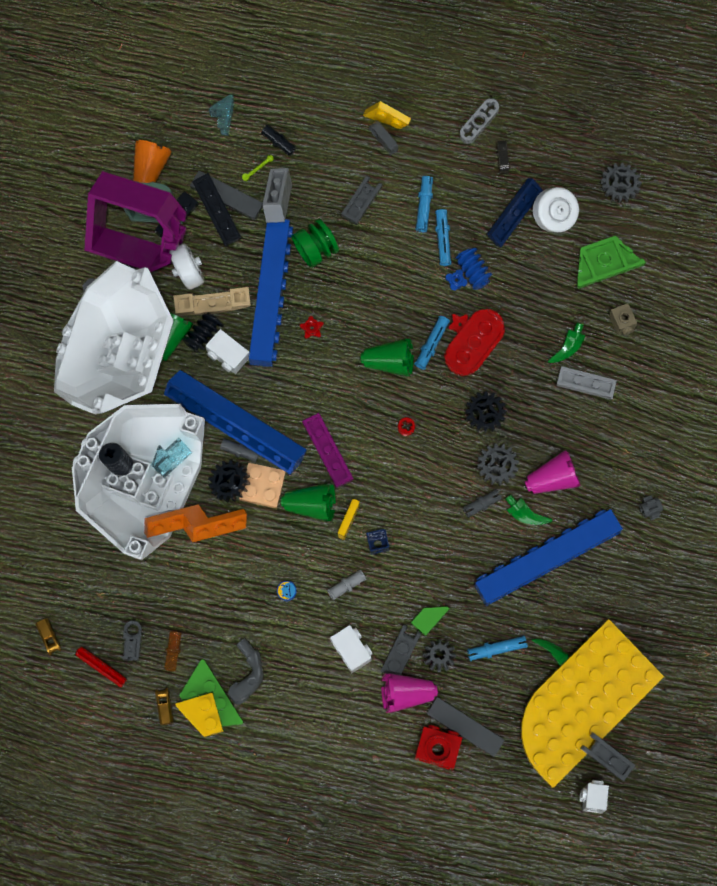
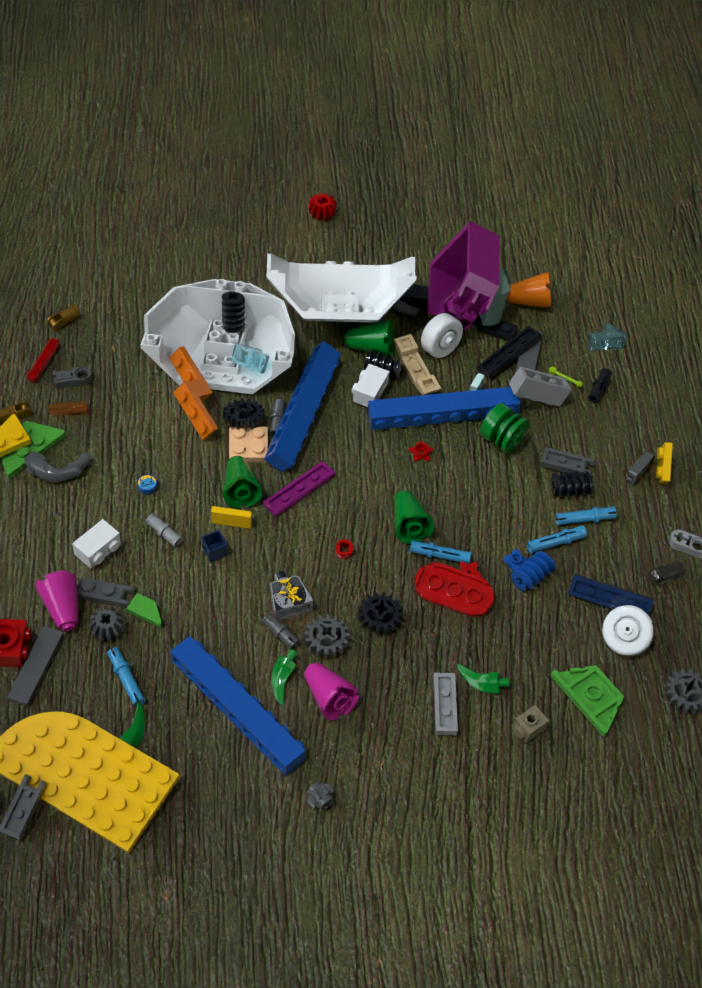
camera: 70 degrees right, 20 degrees down
(251, 253) = (477, 383): none -> light aqua tile
(388, 204) = (571, 482): none -> black piece
(448, 488) = (289, 596): none -> torso

